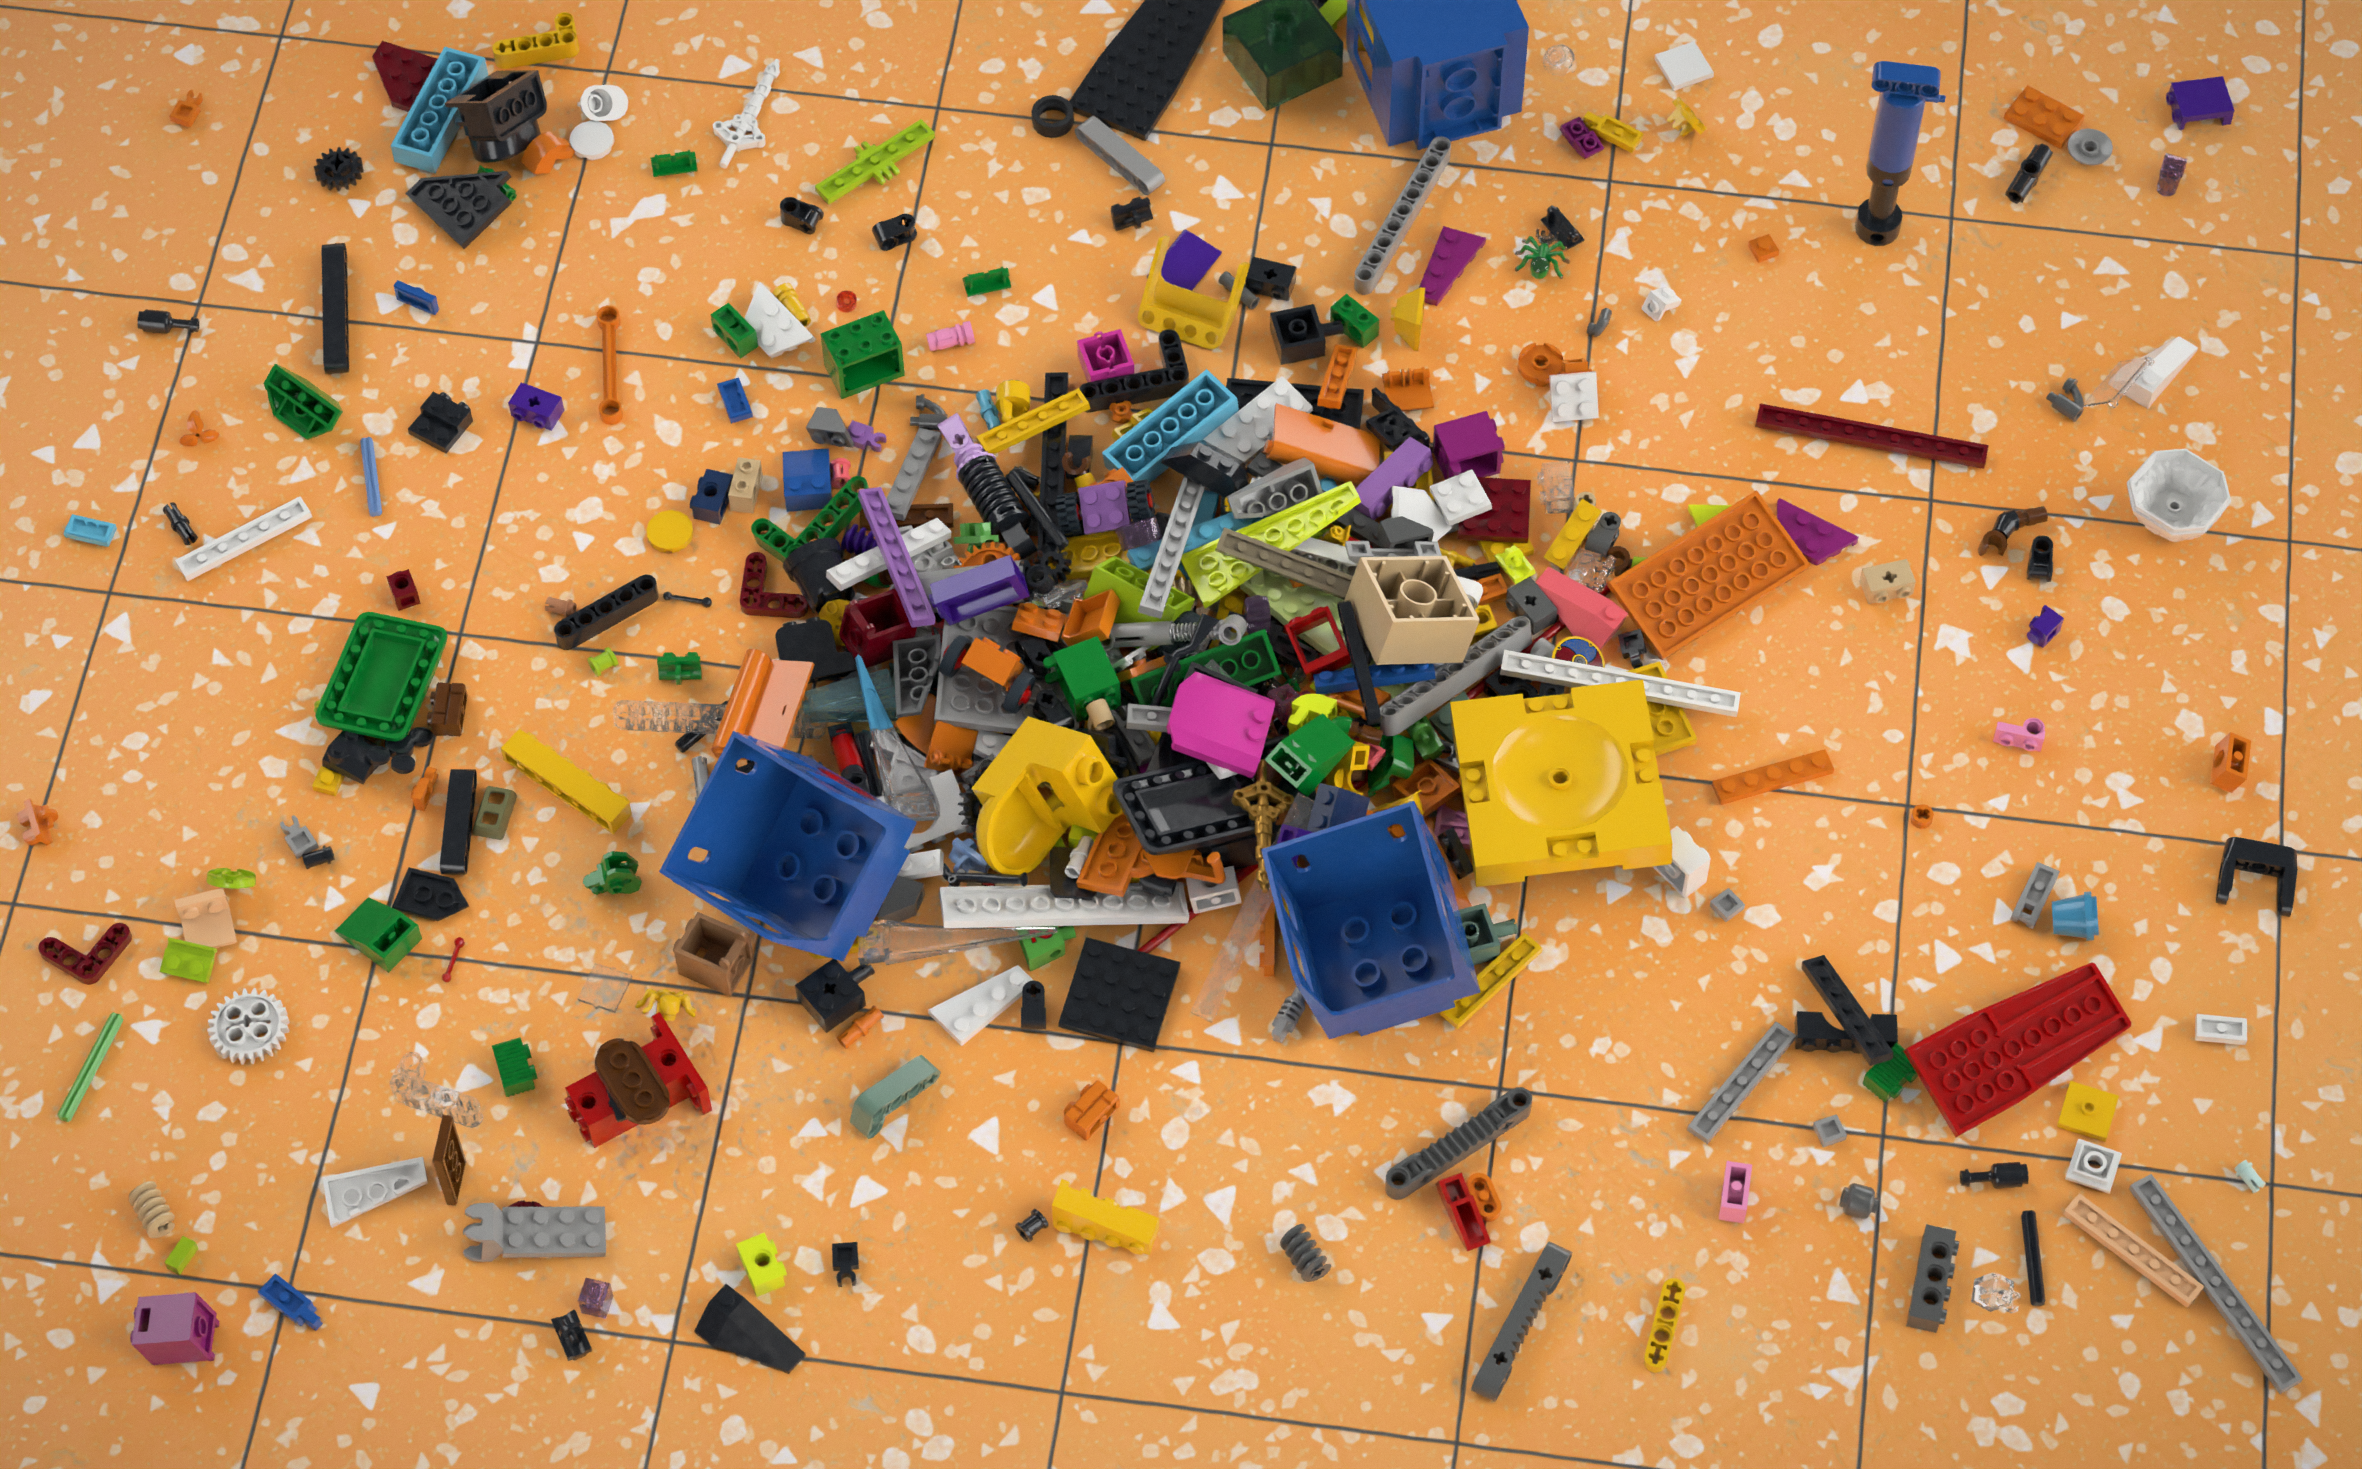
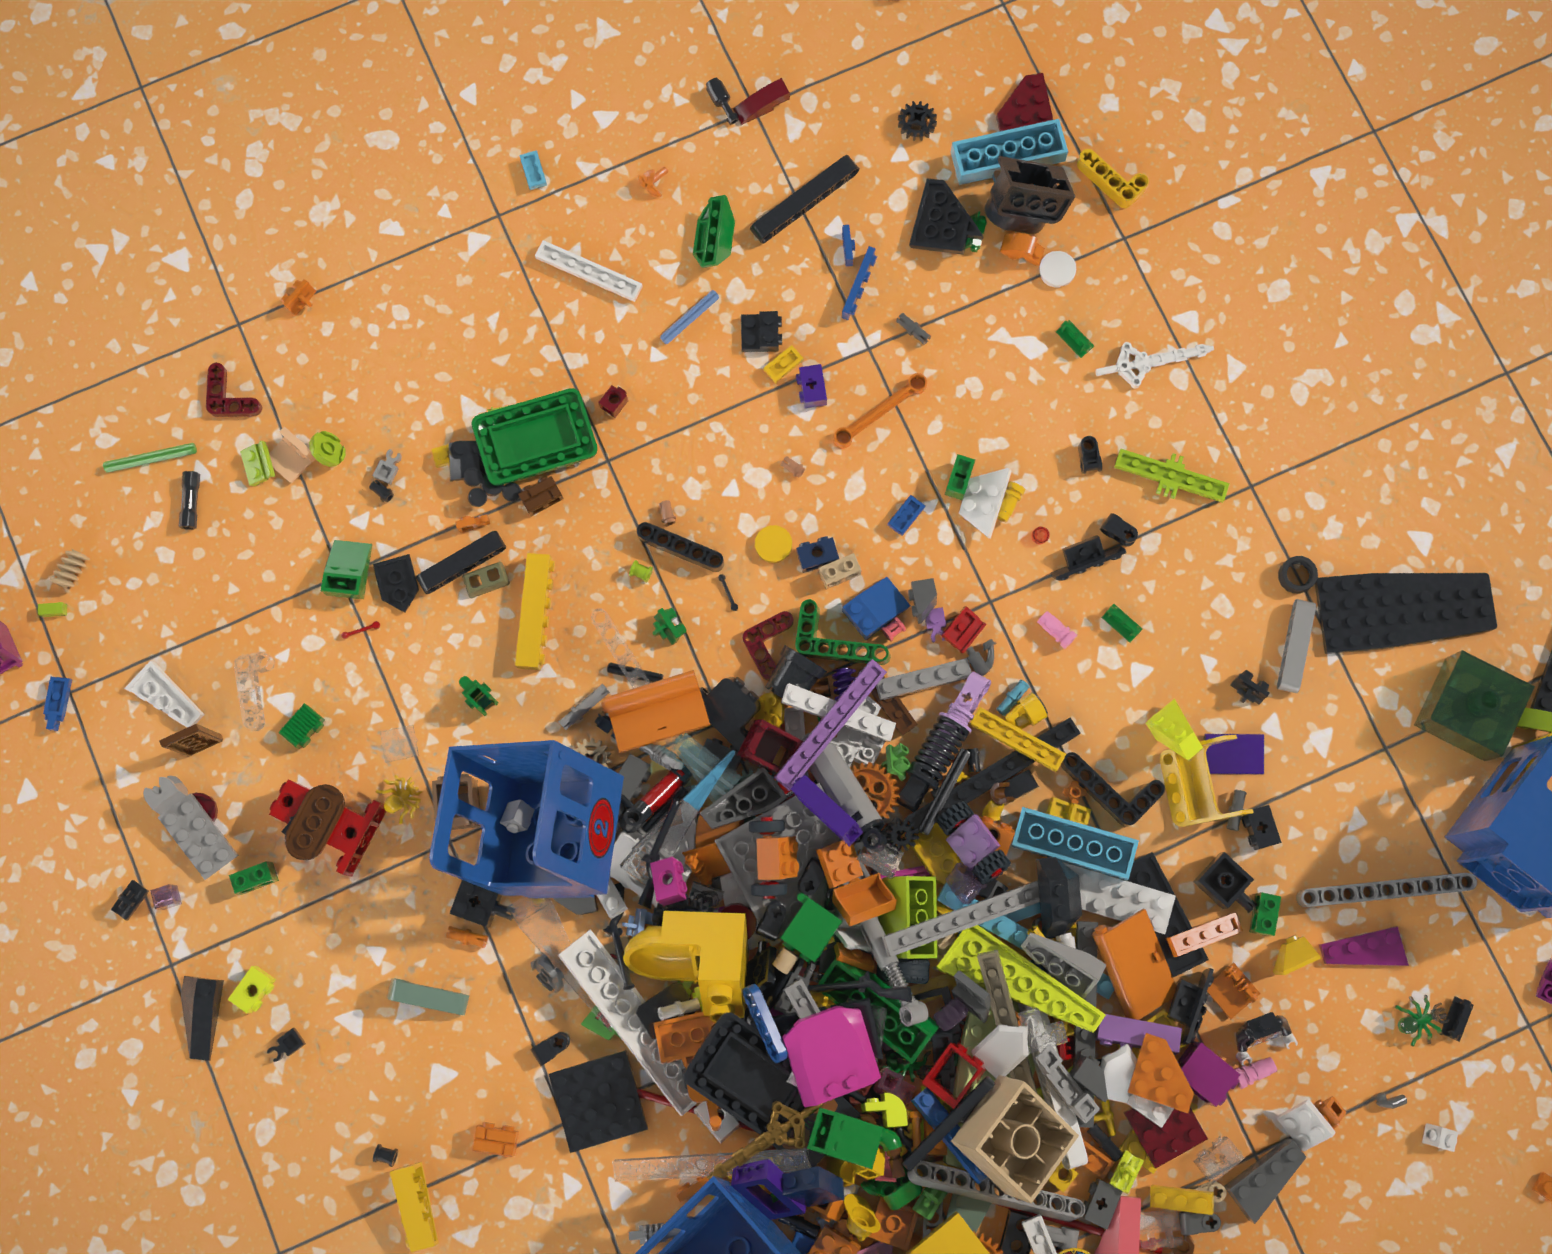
camera: 60 degrees right, 20 degrees up
(159, 1041) = (188, 512): none -> black axle
(180, 523) = (575, 222): black pin -> none
(200, 286) = (762, 101): none -> dark red slope
(250, 1044) = (246, 524): white gear -> none
(460, 304) = (857, 290): none -> blue plate
(491, 420) = (783, 364): none -> yellow plate
(549, 290) = (913, 328): none -> dark grey pin
(603, 102) = (1090, 256): white piece -> none
(604, 470) = (793, 467): none -> nougat pin
(641, 1198) = (253, 878): none -> green brick
(772, 888) = (517, 816): none -> light grey brick
(813, 735) = (662, 756): none -> light grey hinge
(862, 354) = (995, 580): green container -> none
(889, 414) = (963, 629): none -> red plate
(896, 274) = (1085, 555): none -> black bracket
(909, 785) = (648, 892): none -> black piece
(954, 786) = (661, 873): none -> dark pink brick
(955, 952) = (548, 975): none -> dark grey plate
(977, 1007) = (531, 1006): white wing -> none
(1105, 356) = (1108, 754): dark pink brick -> none
(1125, 287) = (1174, 731): none -> neon yellow wedge
(1148, 753) = (765, 1023): none -> blue beam
(1253, 579) = (972, 995): none -> dark grey slope
(1321, 582) = (1003, 1049): none -> white tile
(1328, 550) = (1039, 1035): none -> clear plate
(1441, 474) = (1160, 1076): none -> orange plate
(1461, 380) = (1262, 1030): none -> black torso
(1497, 409) = (1255, 1071): none -> bright pink axle
(1539, 374) = (1331, 1070): orange plate -> none
(1602, 461) = (1264, 1179): none -> dark grey wedge

